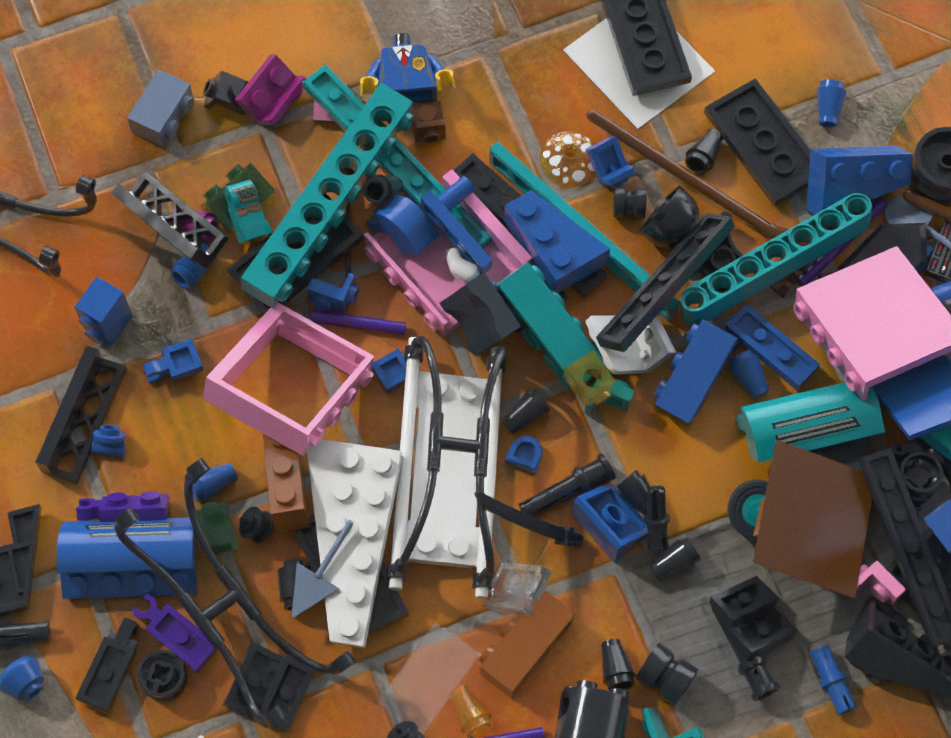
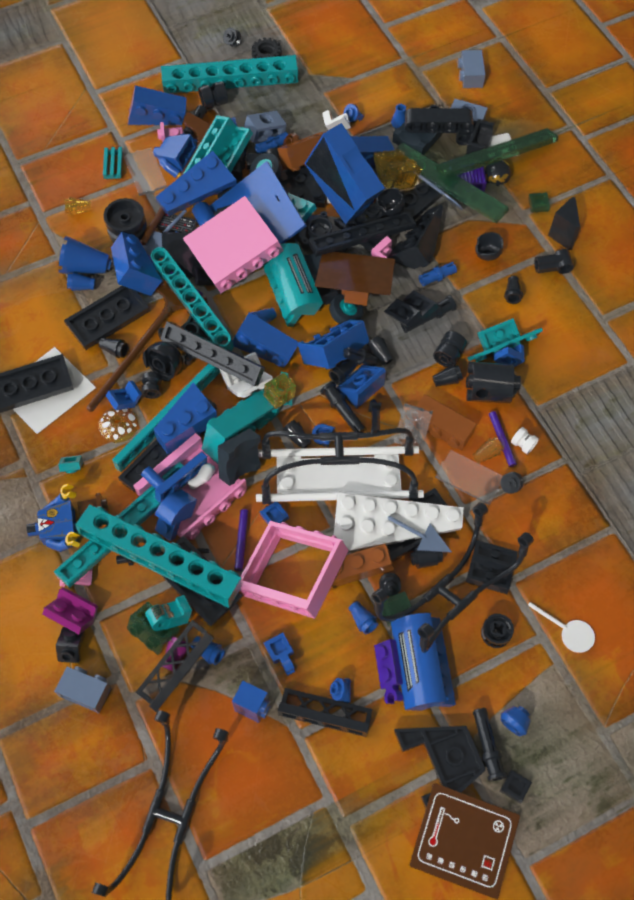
camera: 95 degrees left, 5 degrees down
(109, 667) = (497, 665): black hinge -> none
(176, 634) = (468, 625): dark purple plate -> none
(331, 297) = (227, 550): blue bracket -> none
(382, 188) = (152, 522): black cone -> none
(503, 90) = (70, 464): none -> teal plate
(690, 493) = (328, 349): none -> blue wedge
(772, 346) = (246, 303): blue plate -> none
(871, 100) = (82, 258): none -> blue cone

